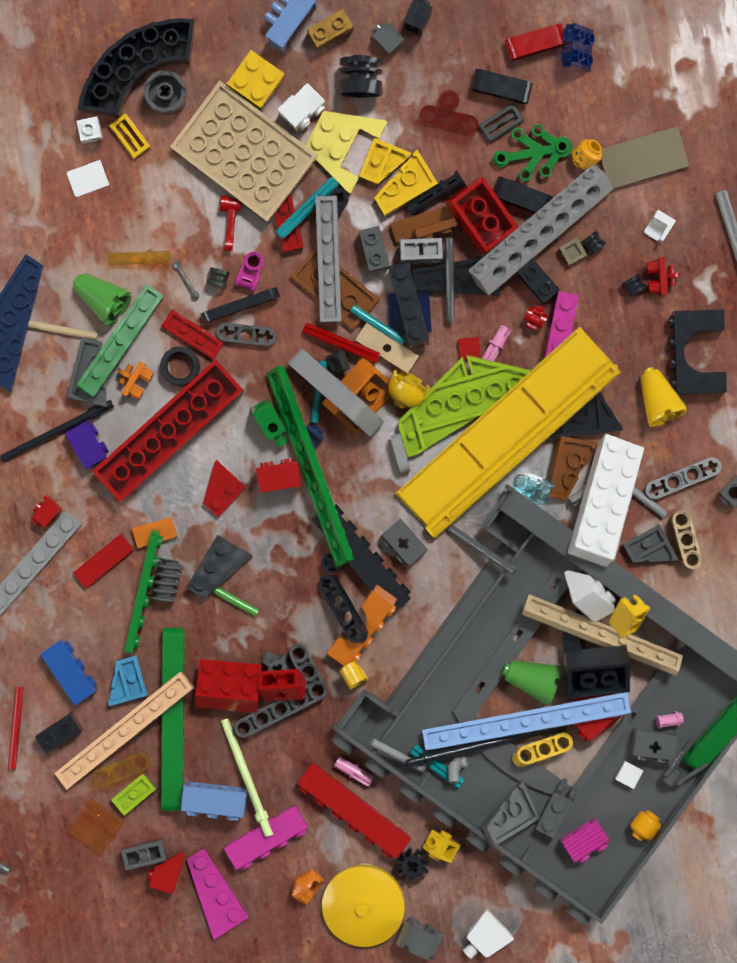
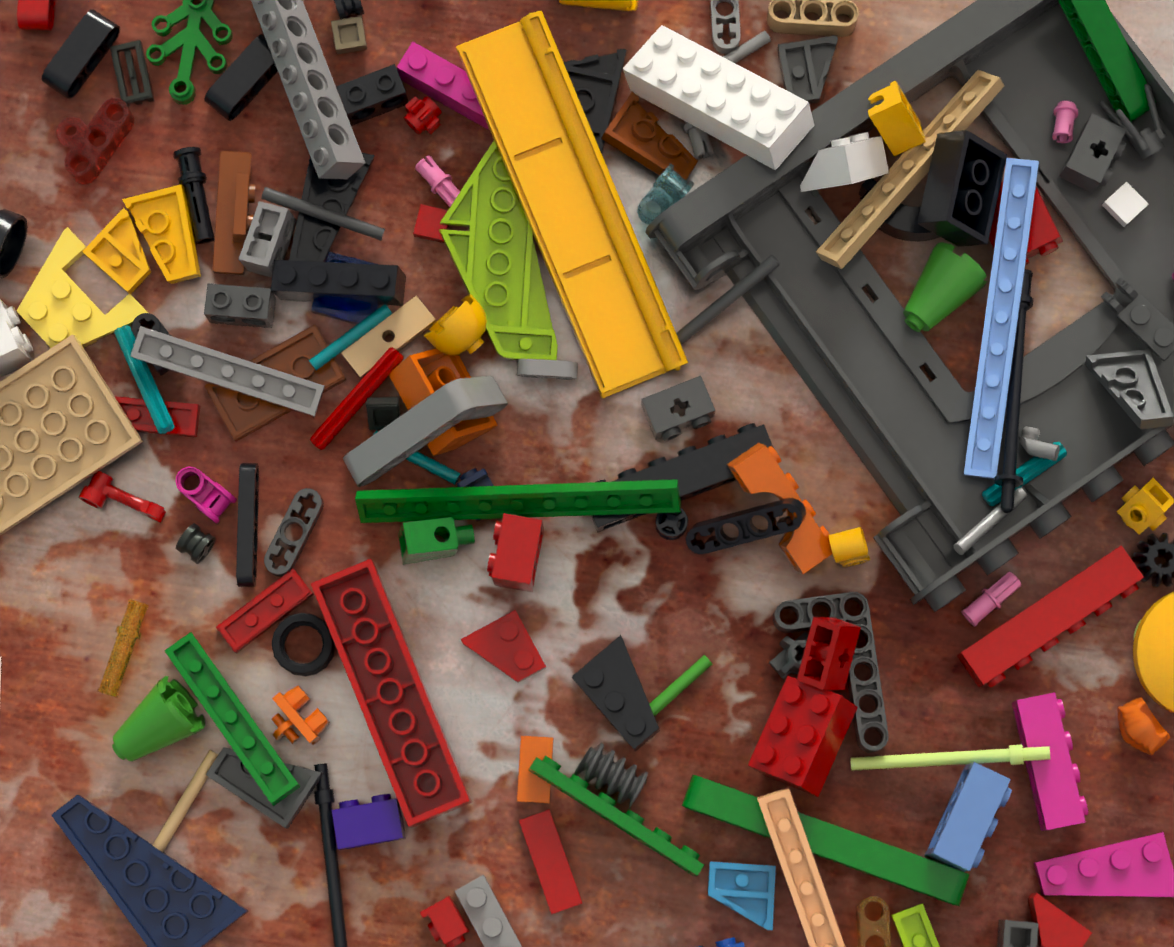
camera: 70 degrees left, 10 degrees down
(177, 265) = (157, 598): dark grey hinge -> none
(481, 214) = (247, 136): red brick -> none
(534, 755) = (1050, 325): yellow beam -> none

